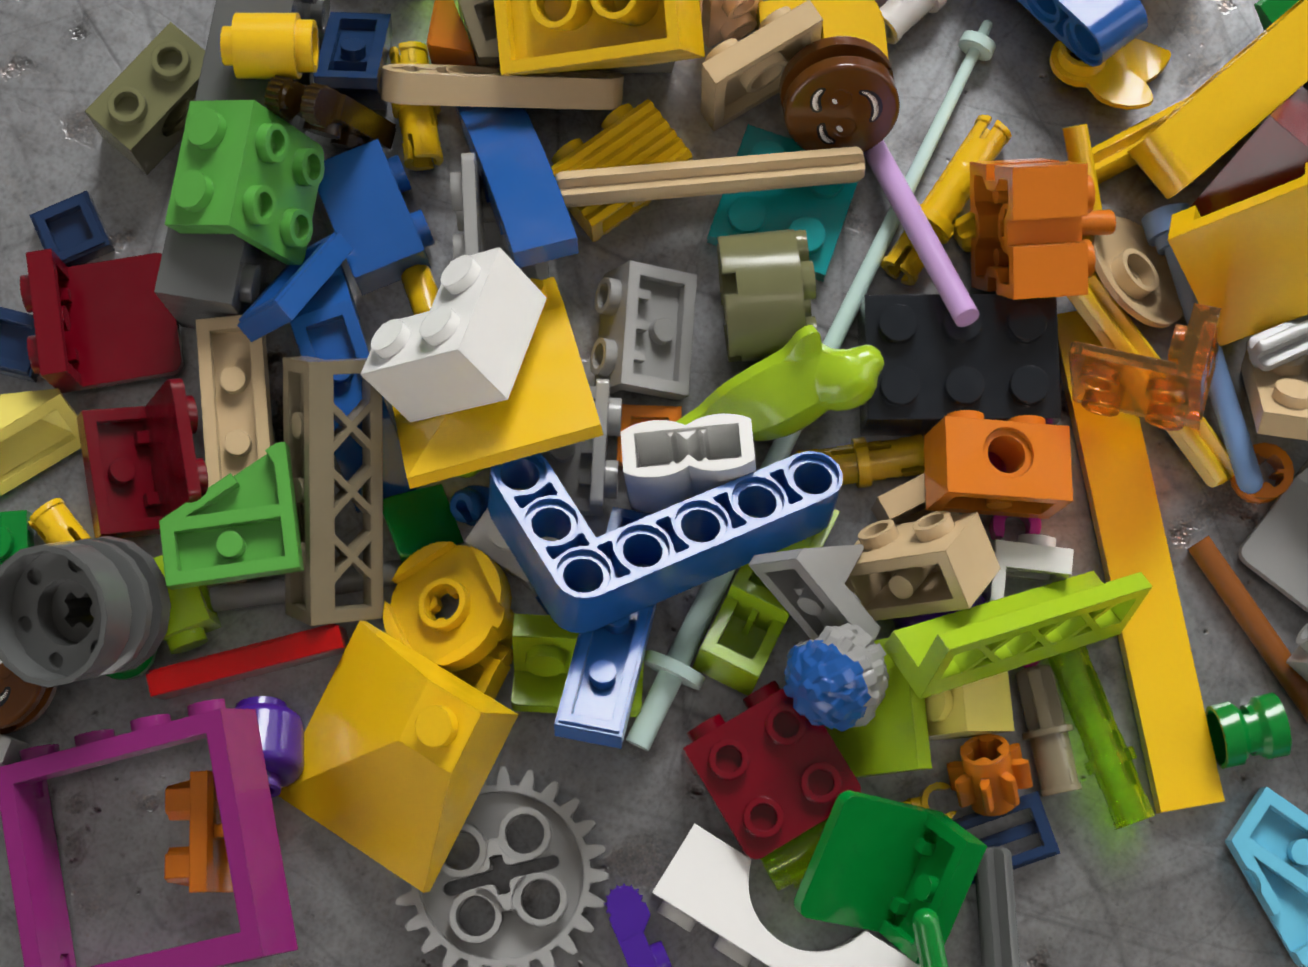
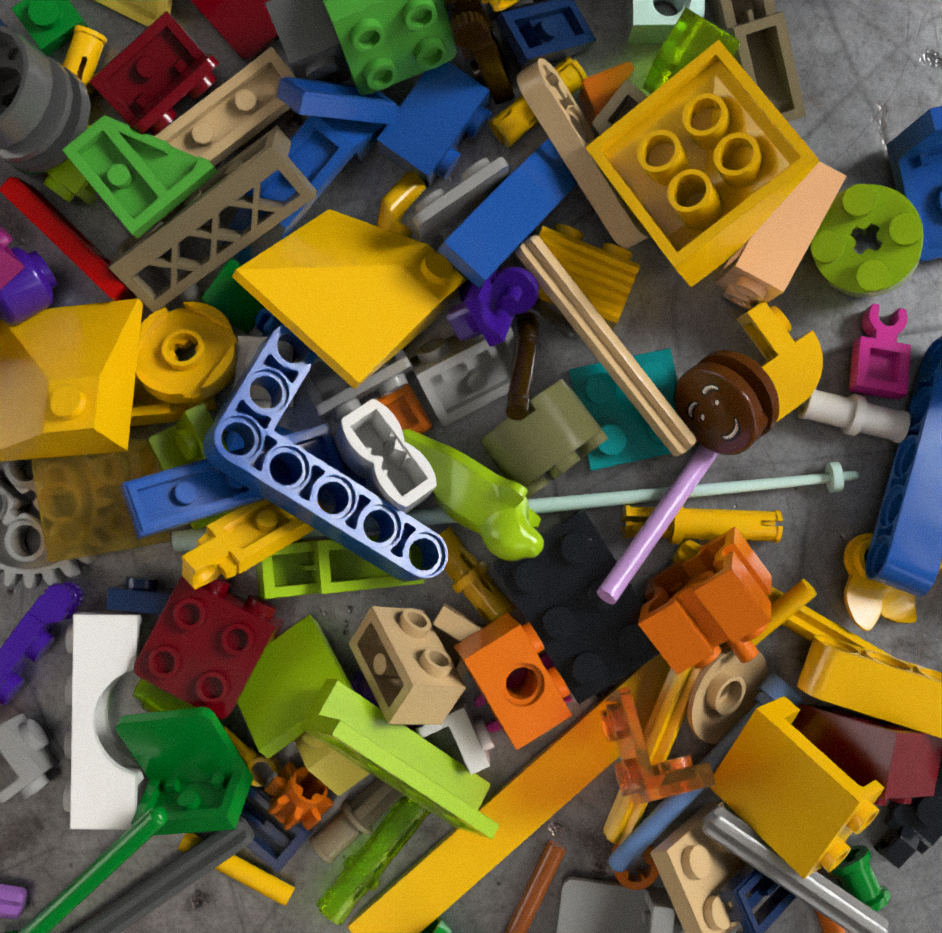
camera: 60 degrees right, 10 degrees up
(463, 347) = (356, 249): white brick -> none
(547, 797) = (84, 503): none -> clear yellow bracket
(600, 266) = (493, 305): none -> dark purple hips
(632, 242) = (529, 324): none -> dark brown piece
(675, 812) = (138, 595): none -> dark blue bracket
(686, 654) = (241, 542): none -> yellow hinge
(750, 71) = (701, 323): tan plate -> none
(814, 587) = (346, 600): light grey slope -> none
(837, 677) = (285, 657): blue piece -> none
(1041, 890) = (247, 874): none -> yellow piece

